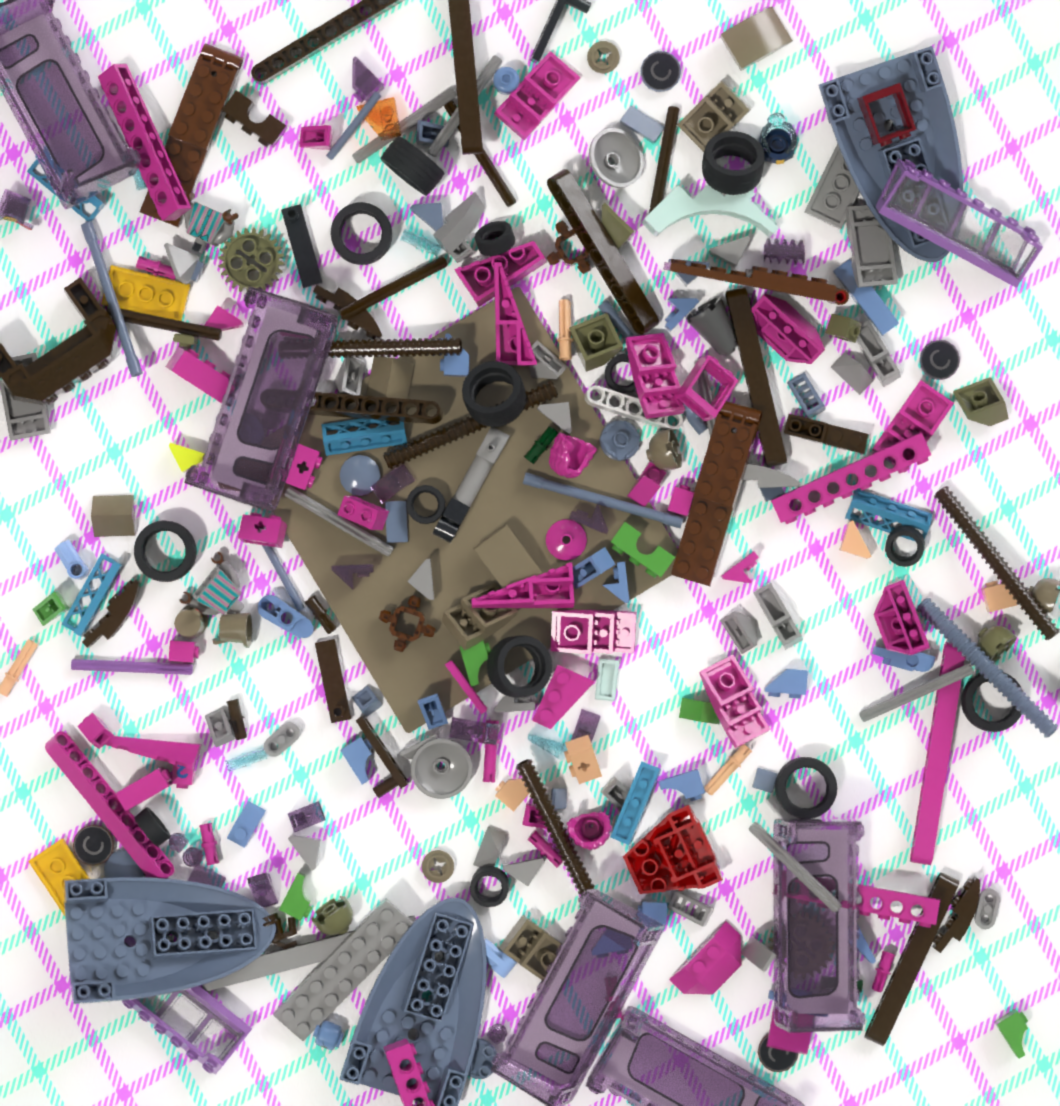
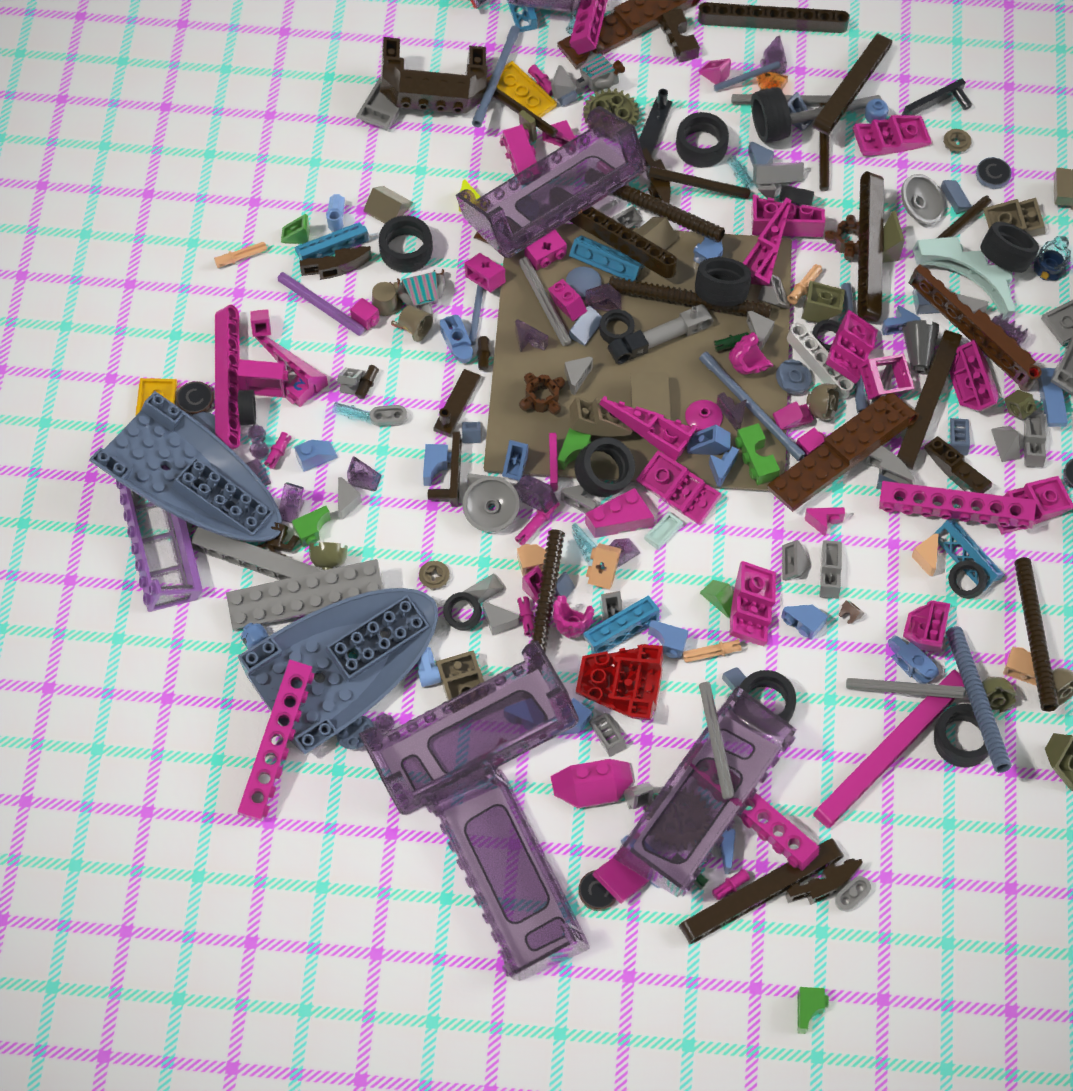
camera: 35 degrees right, 25 degrees down
(823, 644) = (855, 612): none -> tile

